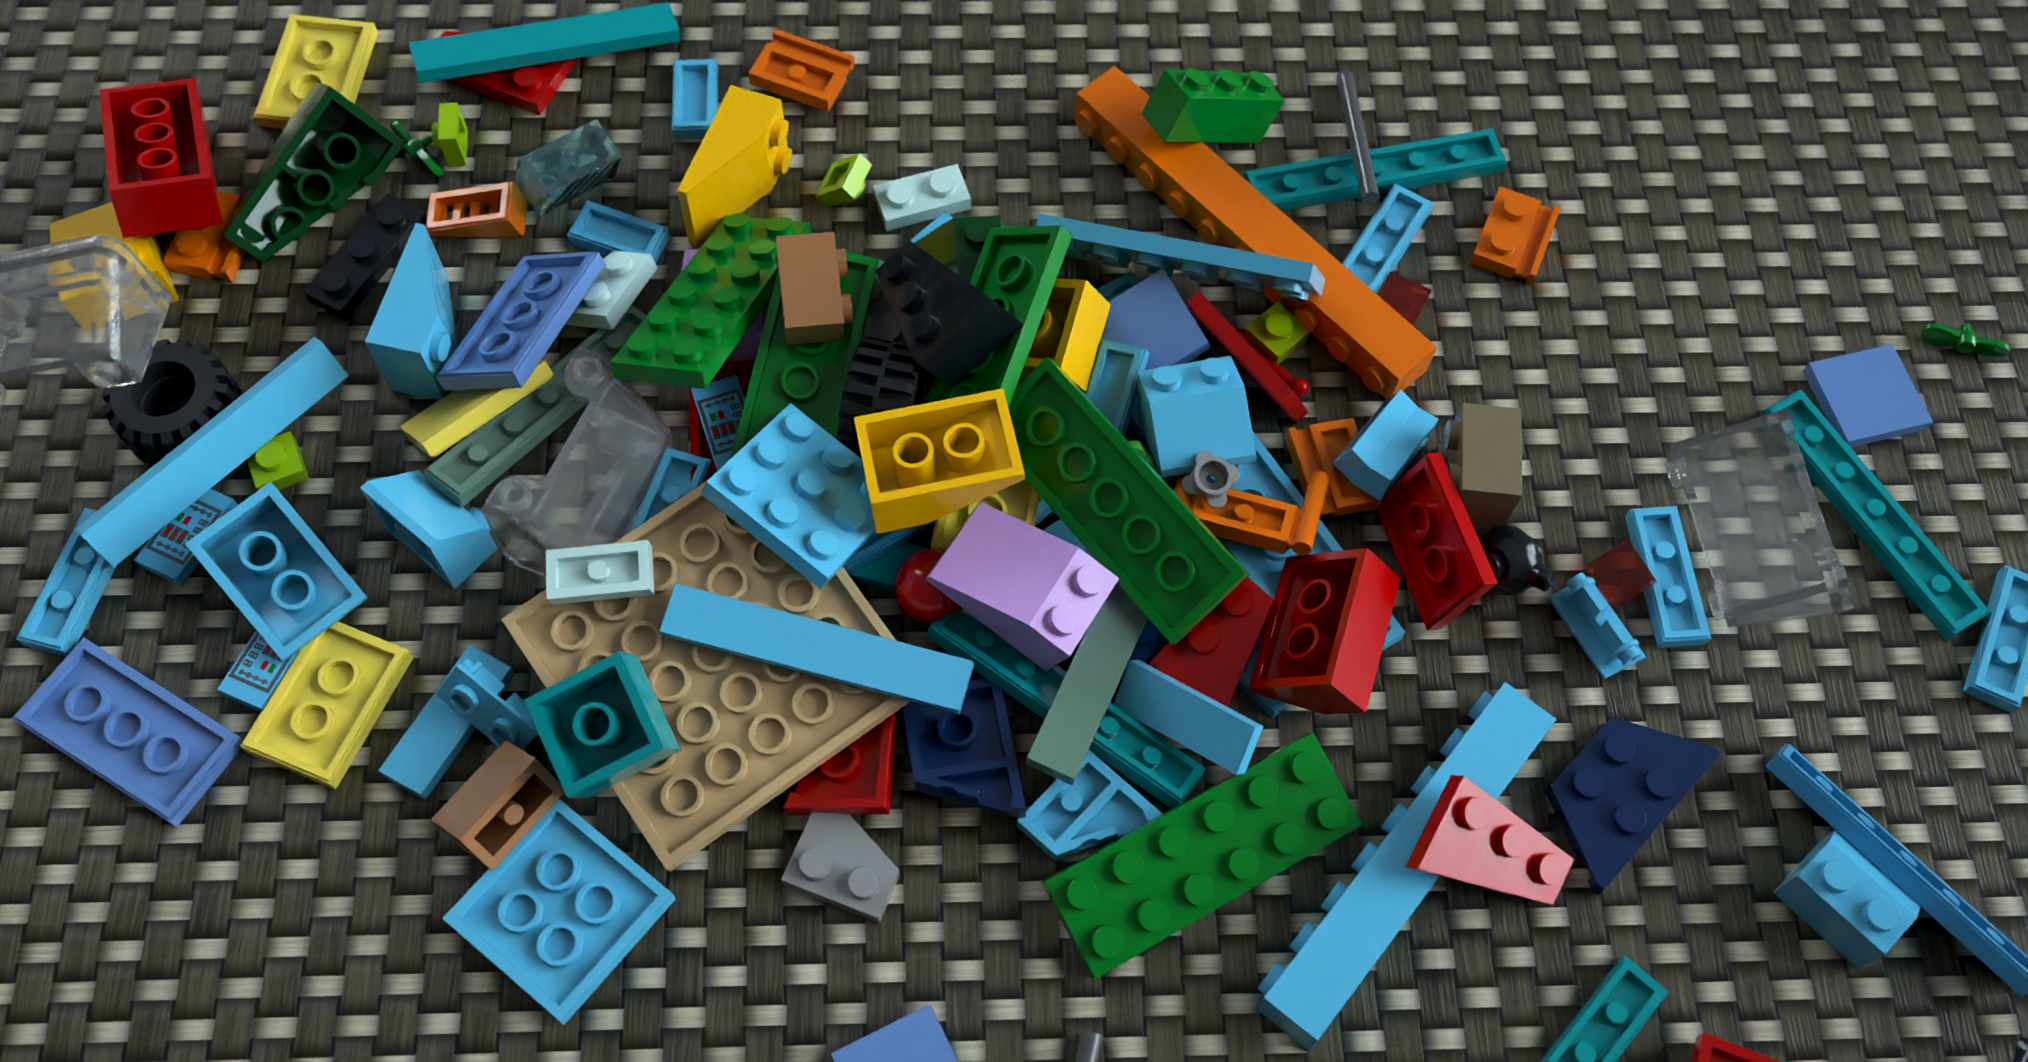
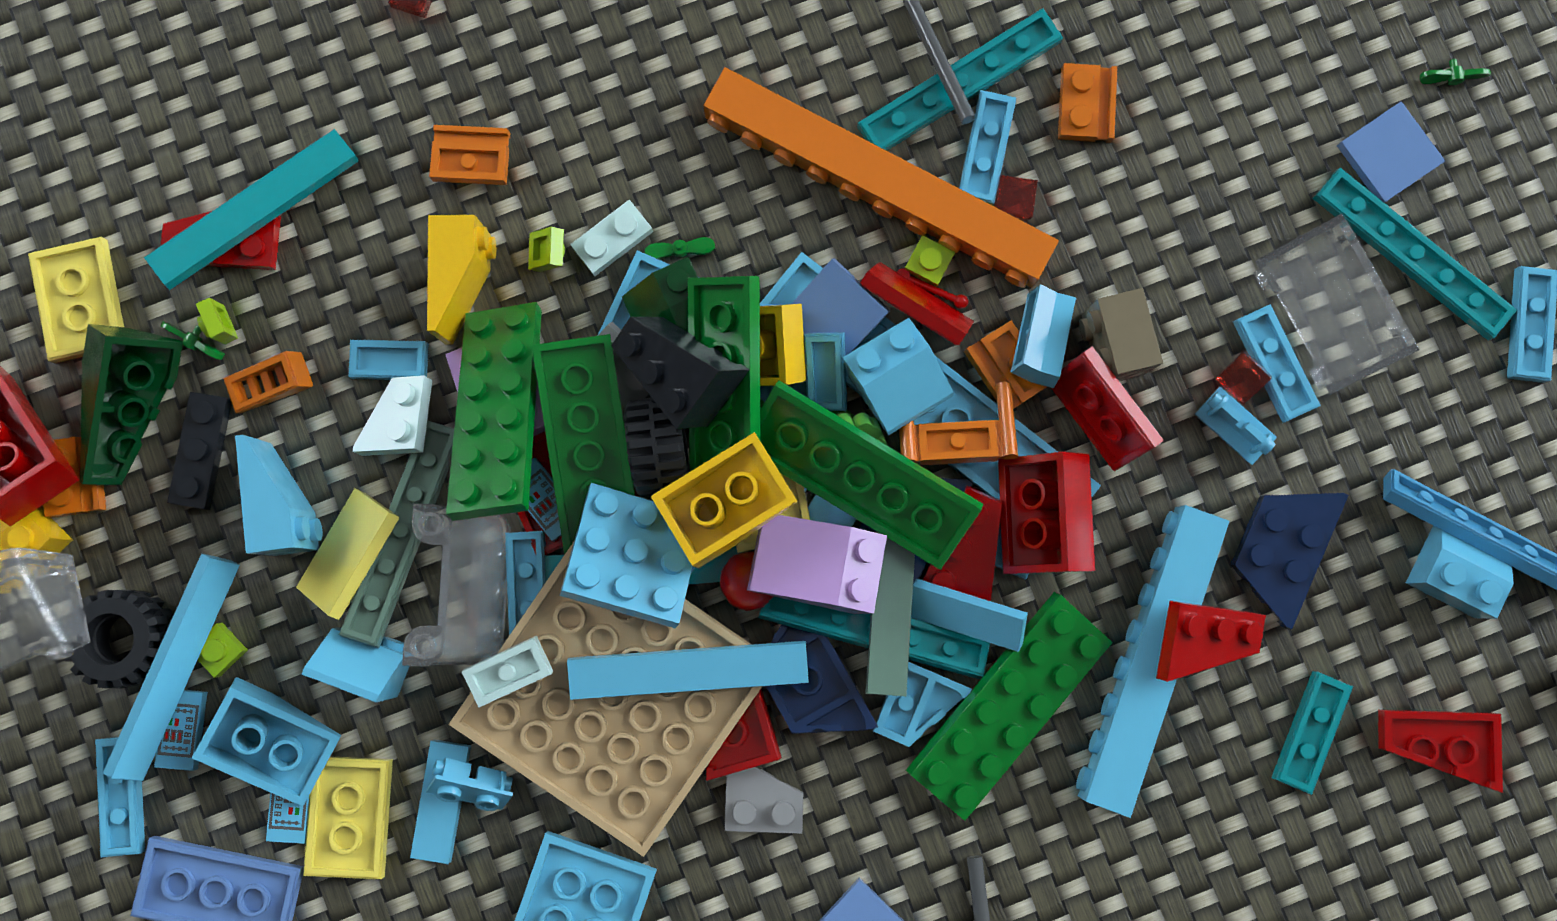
camera: 15 degrees left, 20 degrees up
(498, 804) = (508, 856): medium nougat brick -> none
(521, 322) = (352, 476): medium blue tile -> none
(567, 167) = (324, 322): clear light blue brick -> none
(602, 725) = (561, 788): teal brick -> none
(694, 97) = (394, 211): medium azure tile -> none
(811, 288) = (570, 387): medium nougat brick -> none
(1200, 260) = (851, 238): medium azure plate -> none
(1211, 465) = (934, 435): light grey plate -> none
(1212, 106) = (818, 83): green brick -> none
(1515, 561) = (1162, 400): black piece -> none

